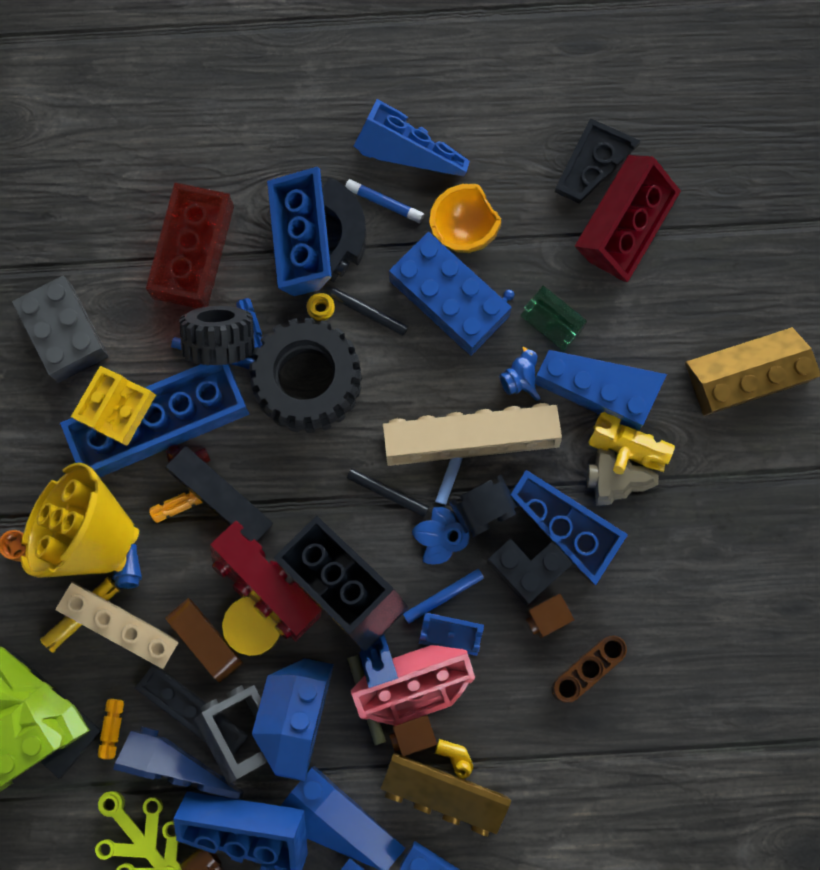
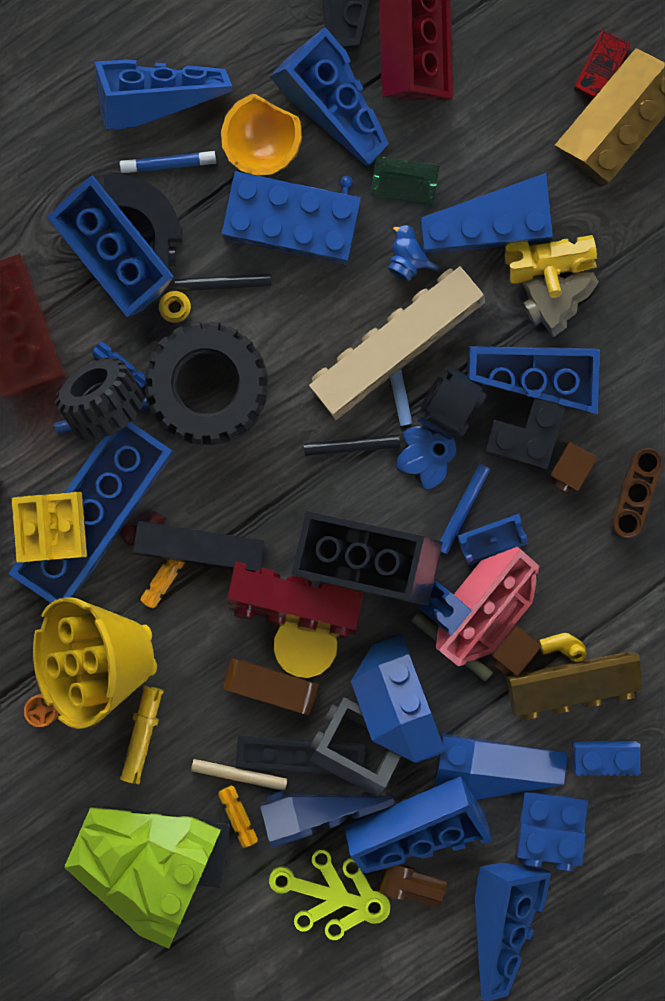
camera: 30 degrees left, 10 degrees up
(117, 625) = (185, 722): tan brick -> none
(131, 573) = (165, 670): blue cone -> none
(134, 696) = (239, 774): none -> tan bar
(535, 218) = (326, 90): none -> blue wedge
(758, 323) = (601, 64): none -> red tile

